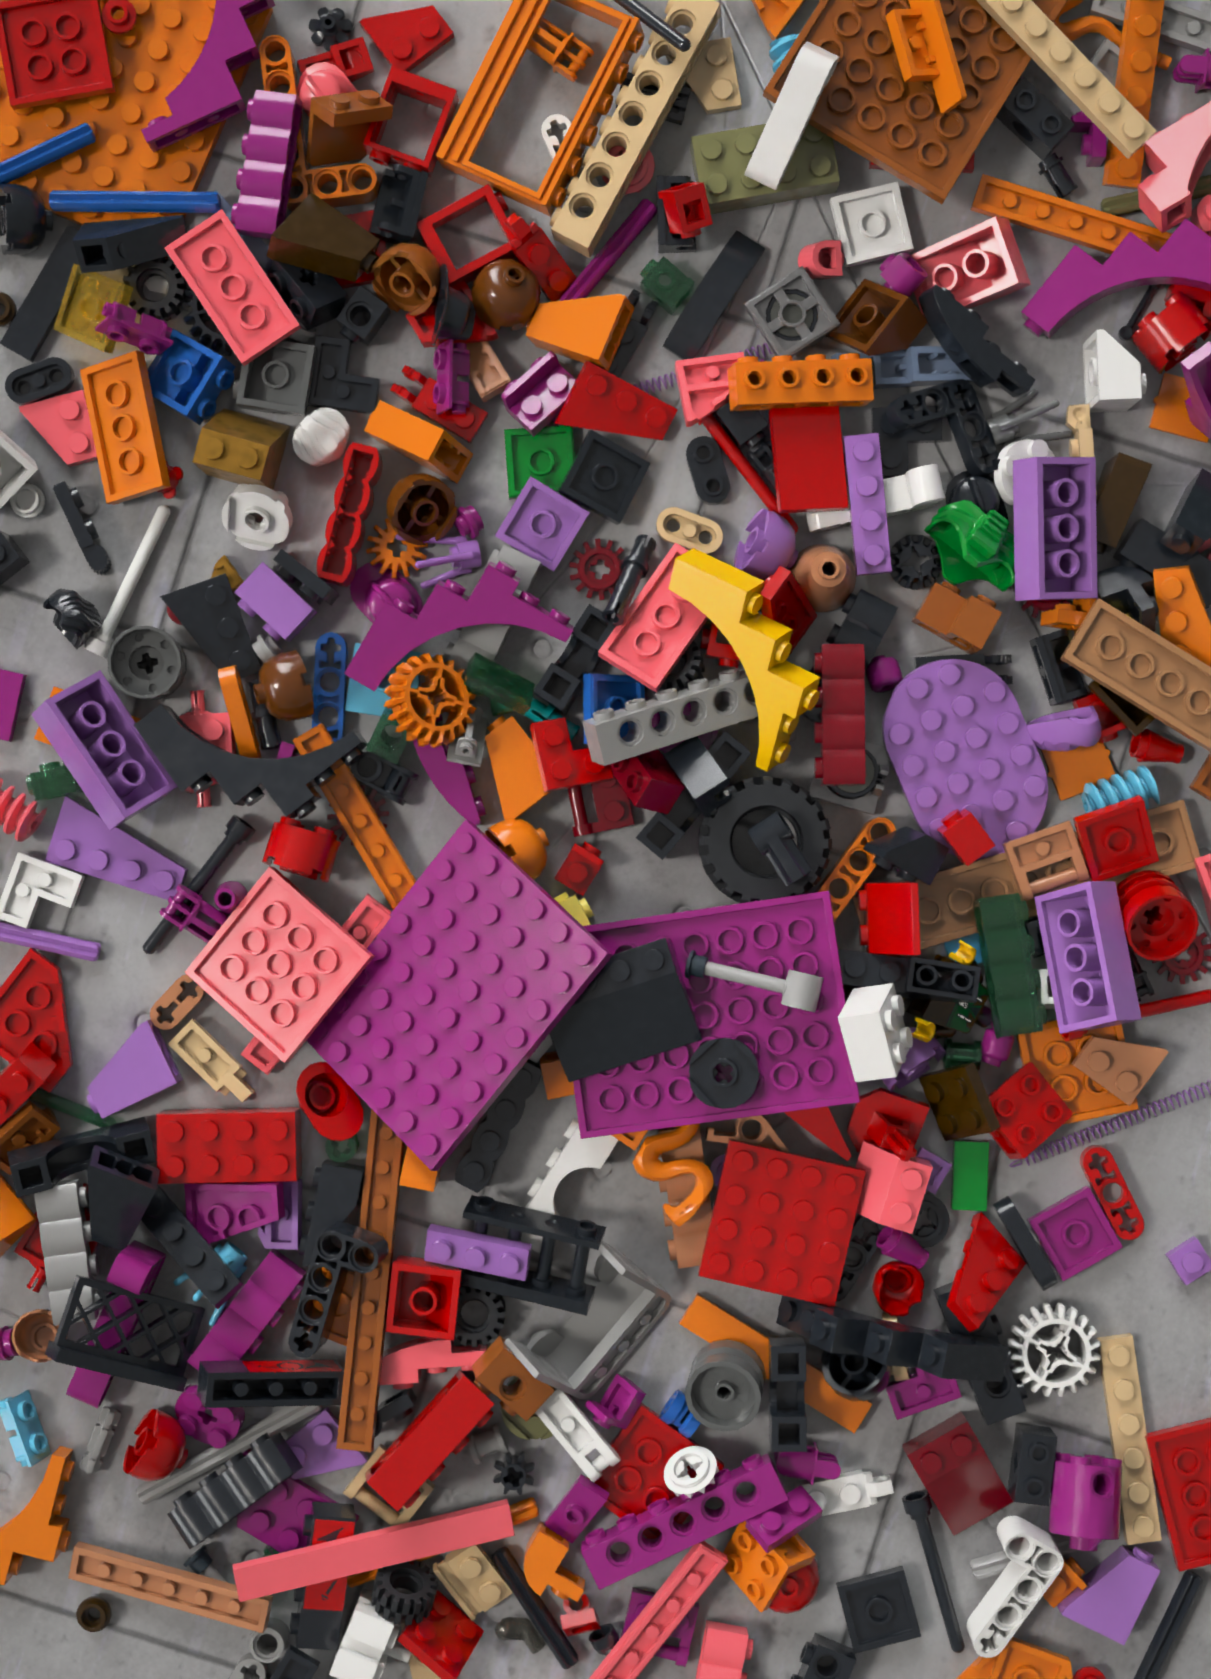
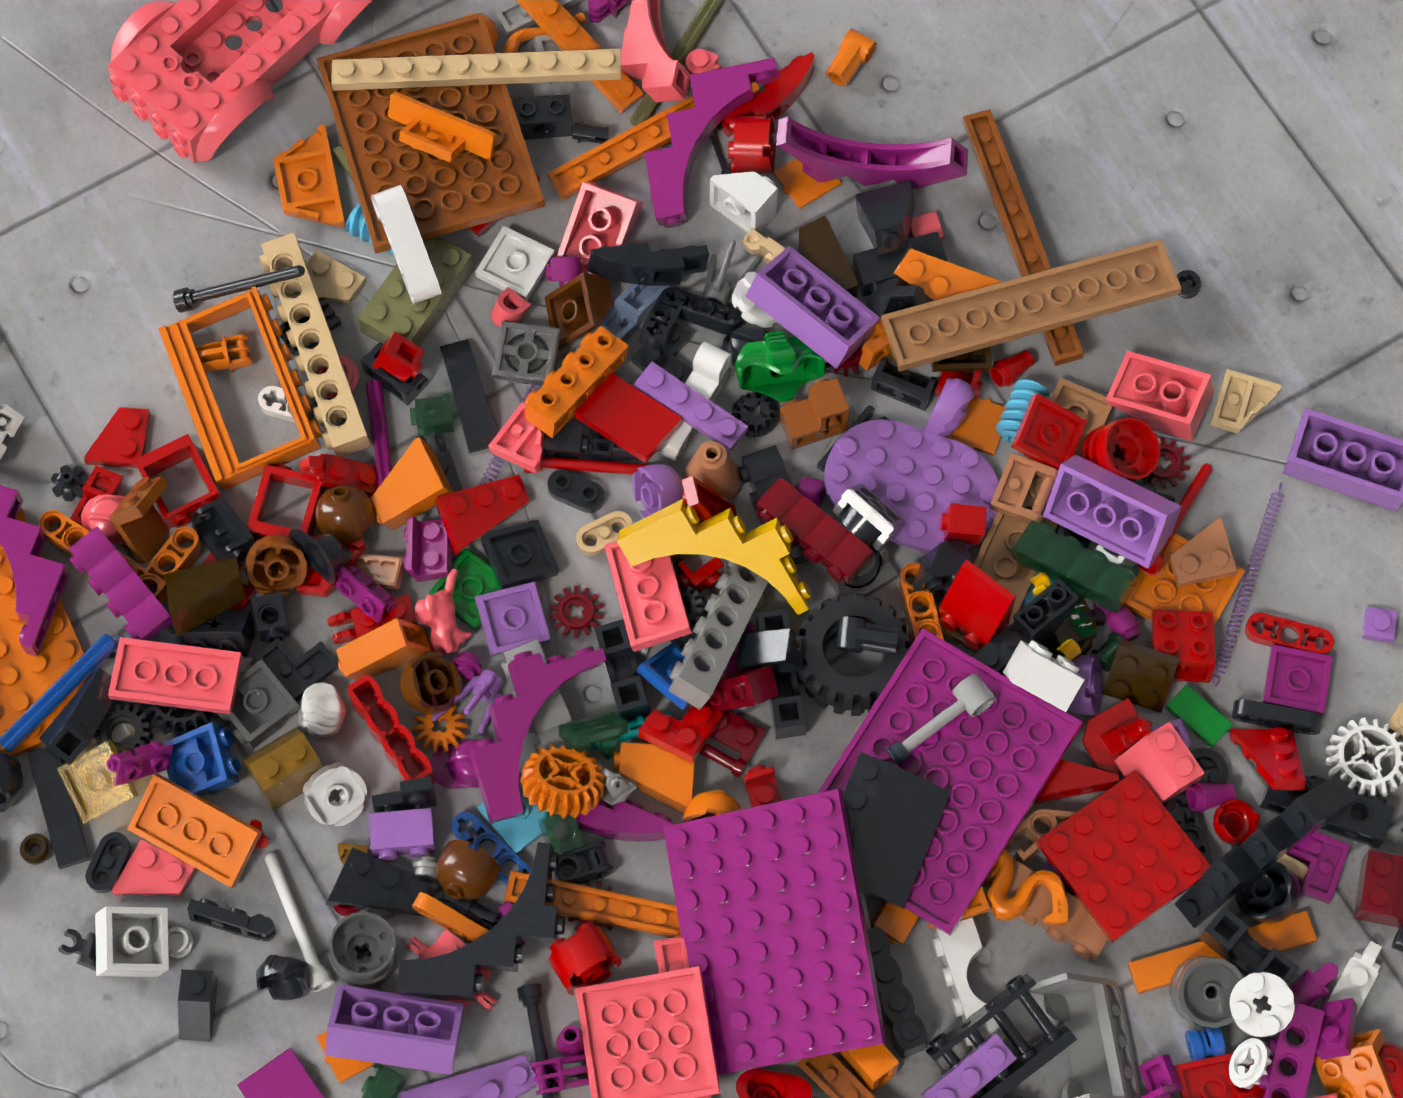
camera: 50 degrees left, 20 degrees down
(490, 457) = (439, 614): none -> coral animal
(633, 570) = (597, 585): black pin -> none
(724, 1093) = (973, 807): black plate -> none
(735, 1464) = (1244, 1011): none -> white plate
(896, 752) = (867, 516): none -> flat silver piece
(1093, 143) = (588, 93): magenta bracket -> none

